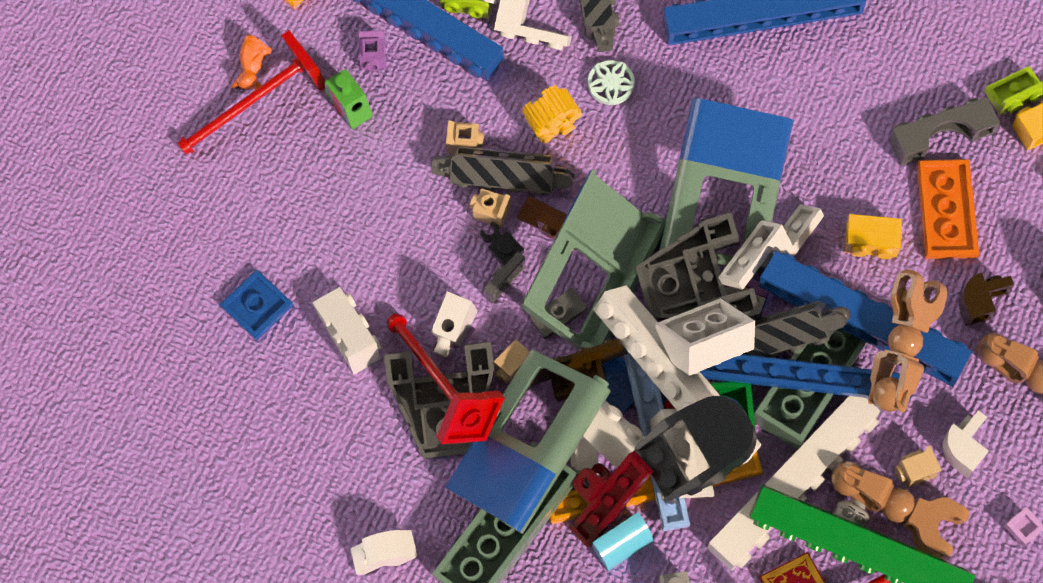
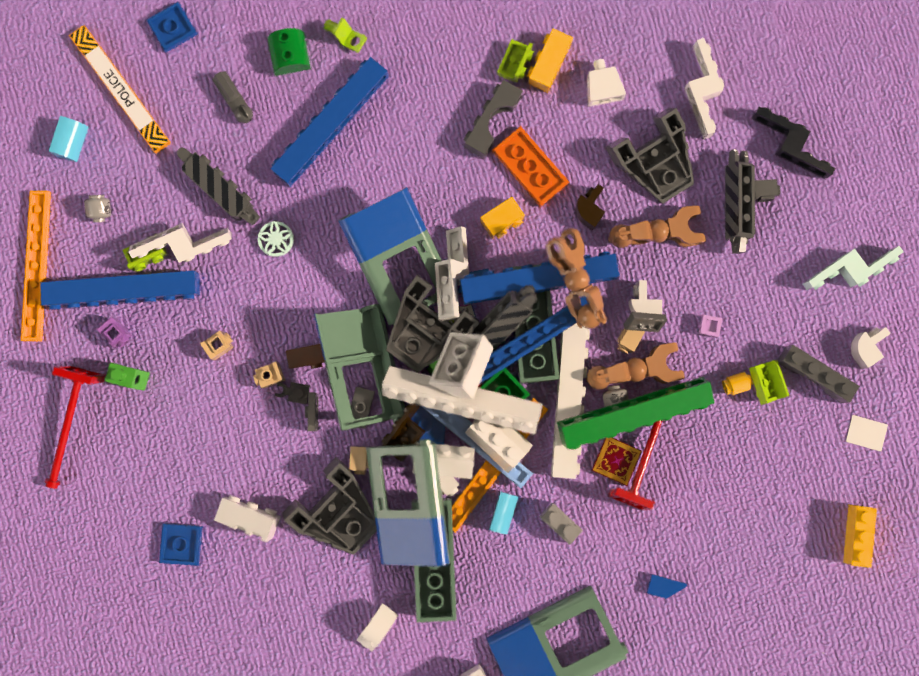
camera: 45 degrees left, 15 degrees up
(251, 59) = (43, 396): orange animal -> none
(453, 312) = (302, 458): white torso -> none
(469, 414) = (363, 524): red tile -> none
(503, 170) = (258, 347): dark grey hinge -> none
(552, 113) = (258, 289): yellow brick -> none
(607, 495) = (476, 498): dark red plate -> none
(721, 434) = (516, 420): black slope -> none
(949, 457) = (645, 322): none -> dark grey plate

